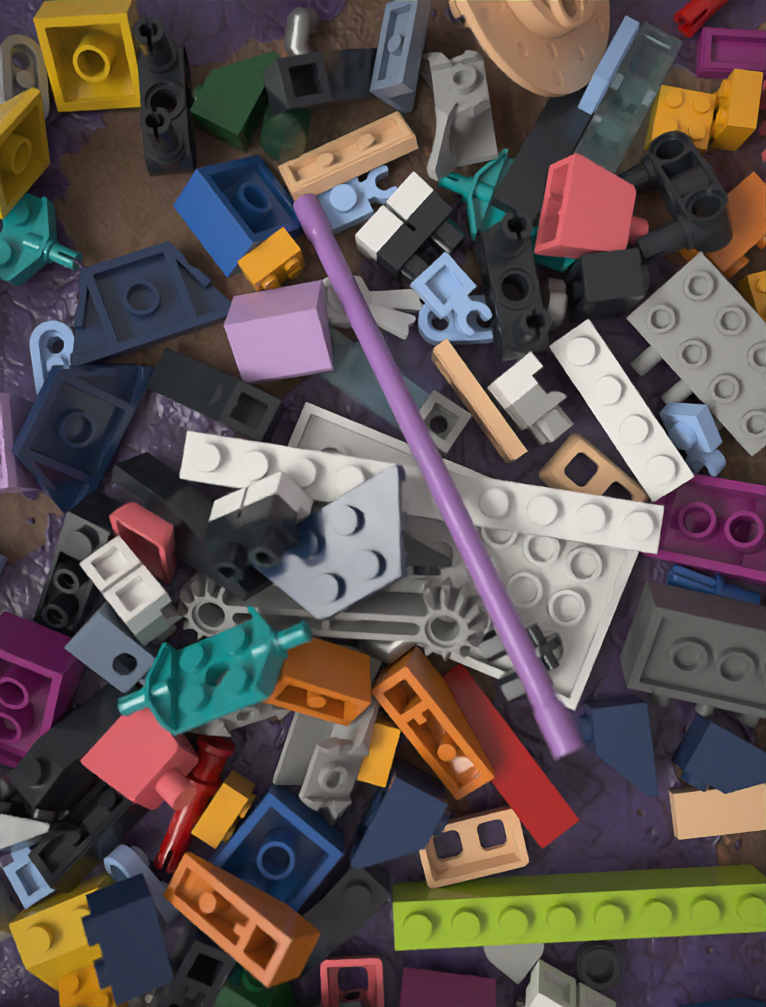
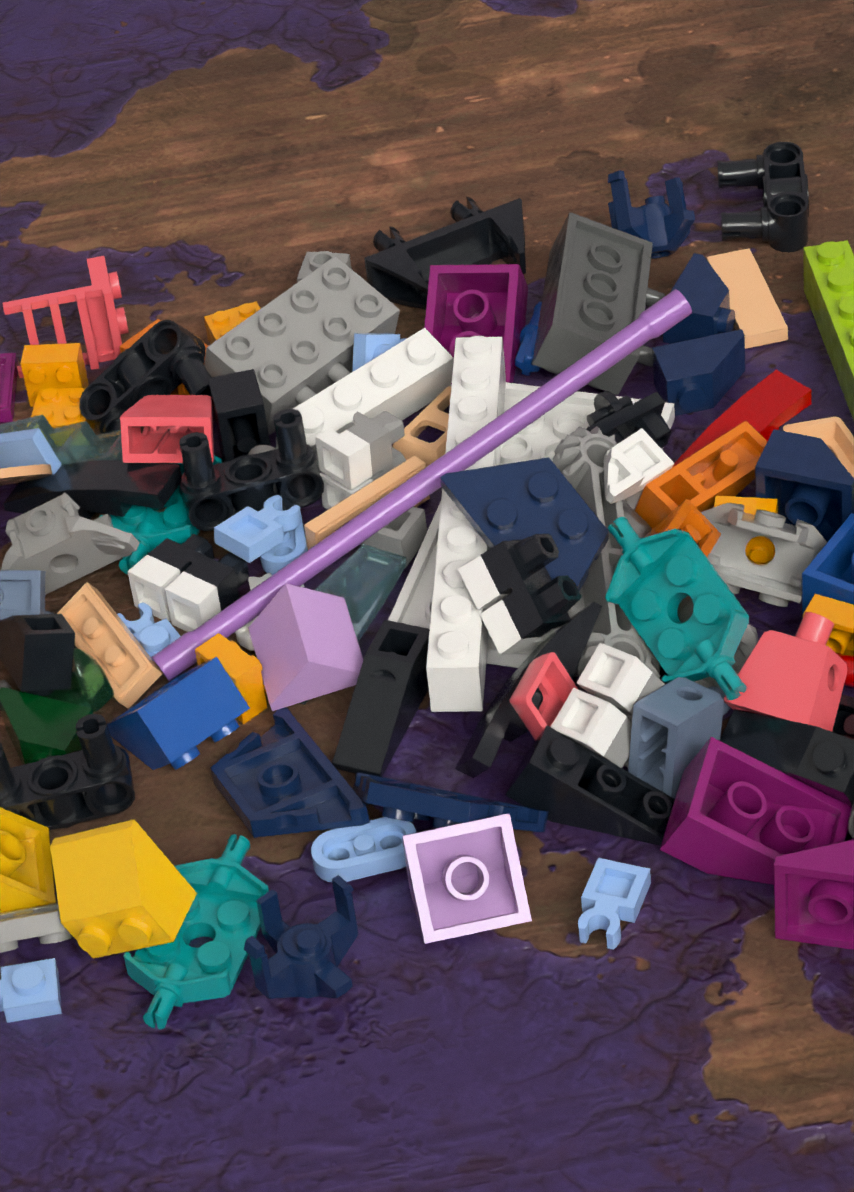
camera: 90 degrees left, 45 degrees down
(421, 653) = (632, 466): none -> white slope

